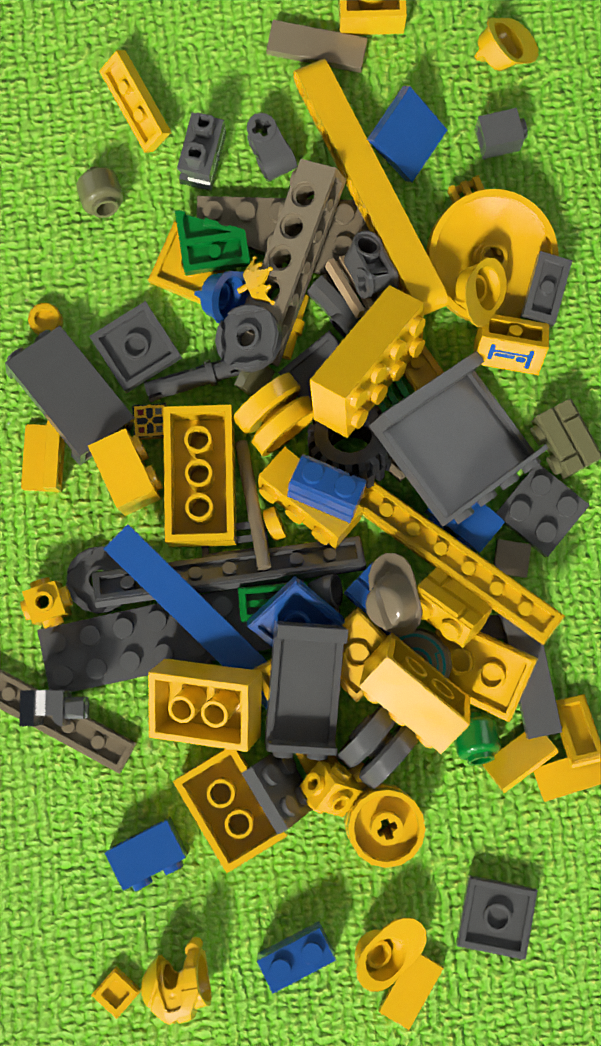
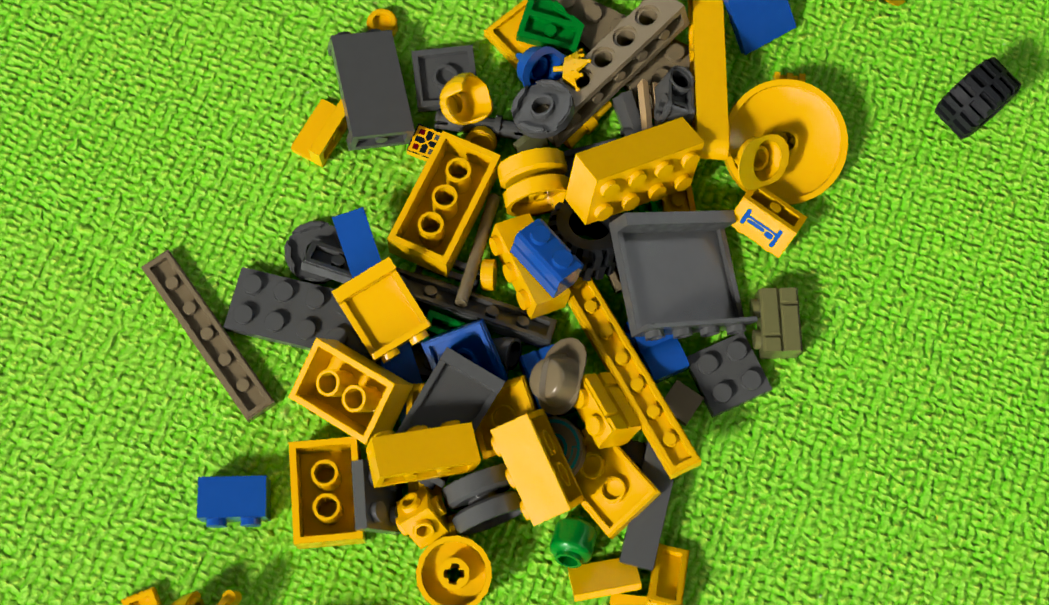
camera: 20 degrees right, 10 degrees down
(54, 703) = (215, 323): dark grey hips -> none
(58, 606) = (266, 255): yellow brick -> none
(124, 471) = (385, 170): yellow brick -> none
(170, 364) = (465, 99): none -> yellow hair
(198, 616) = (382, 311): none -> yellow panel
(202, 393) = (483, 137): none -> yellow tile
(305, 735) = (422, 453): none -> yellow brick
(500, 133) = (840, 48): dark grey brick -> none
(546, 288) = (818, 187): dark grey panel -> none

